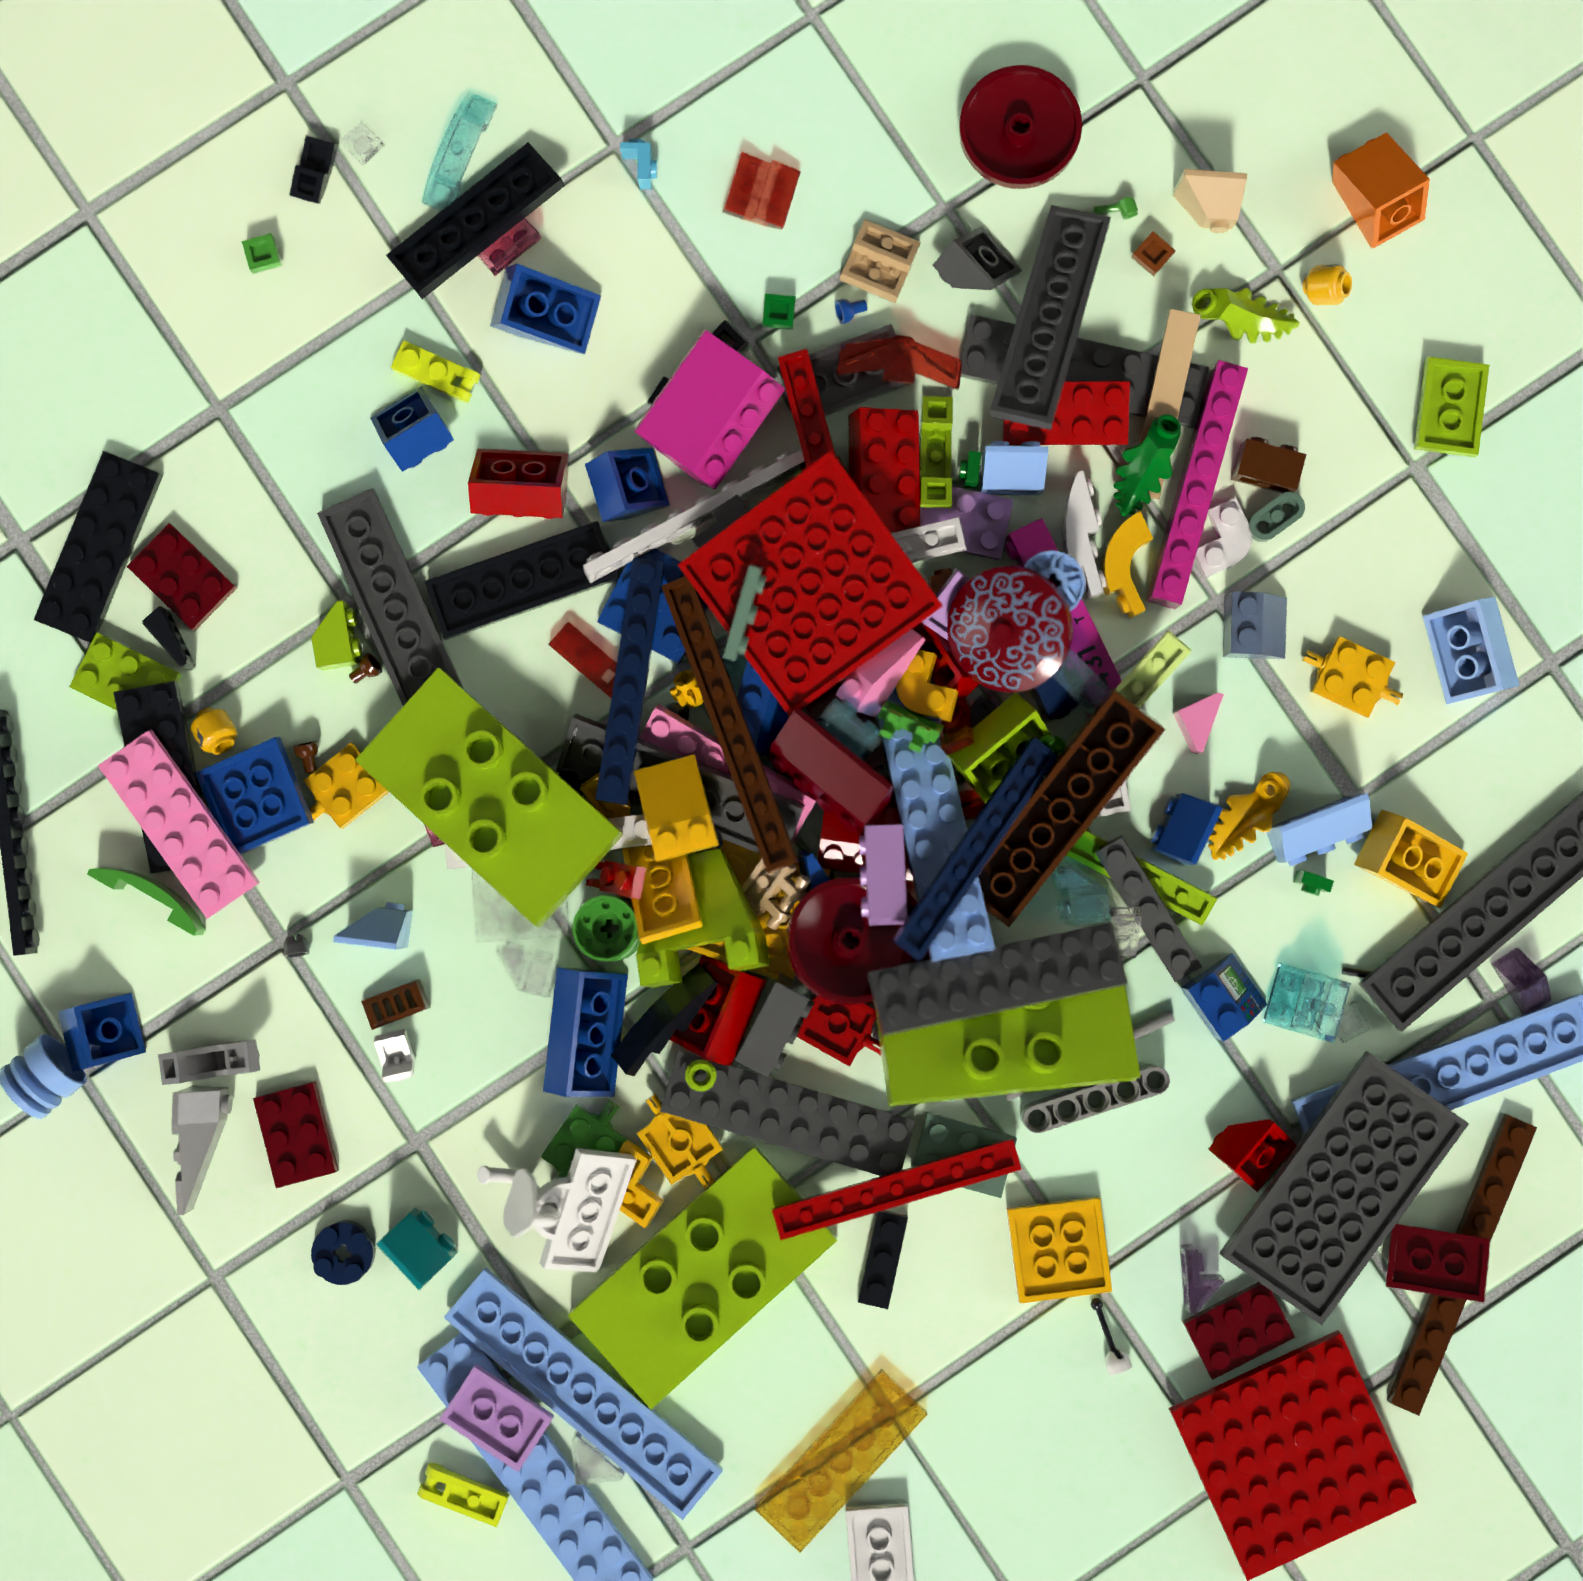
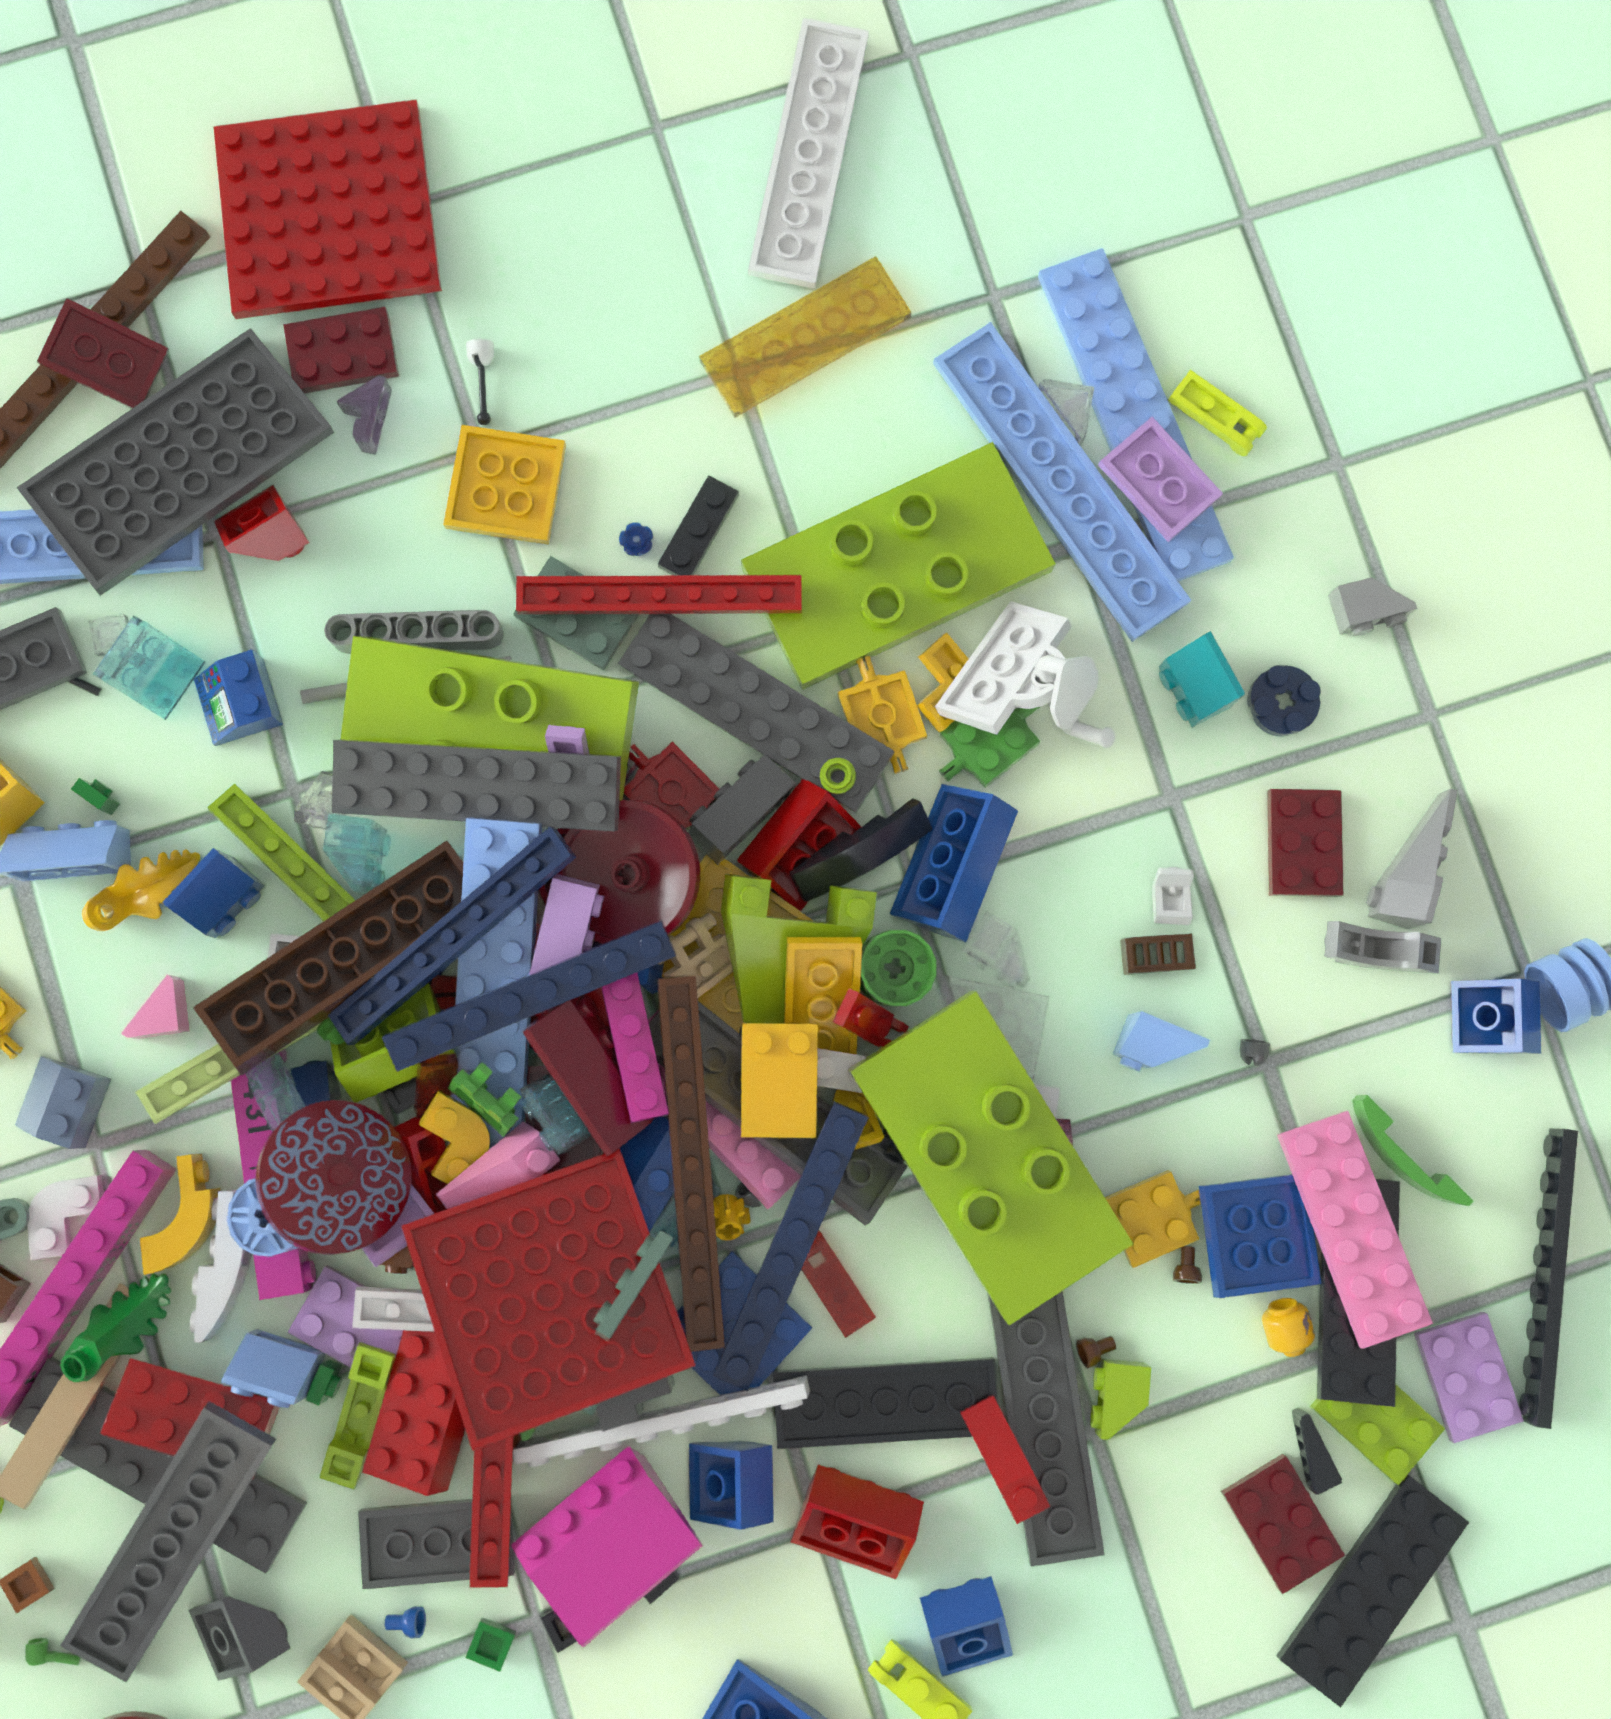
camera: 175 degrees left, 5 degrees down
(59, 733) = (1468, 1377): none -> lavender plate
(292, 1358) = (1366, 604): none -> light grey slope
(414, 563) = (1005, 1459): none -> red slope
(802, 802) = (634, 1049): none -> dark pink plate
(896, 818) = (529, 995): none -> dark blue plate
(900, 361) = (365, 1540): clear red plate -> none
(929, 1226) = (636, 548): none -> clear blue plate
(931, 1037) = (566, 739): none -> lavender plate
(1156, 919) = (291, 839): dark grey plate -> none

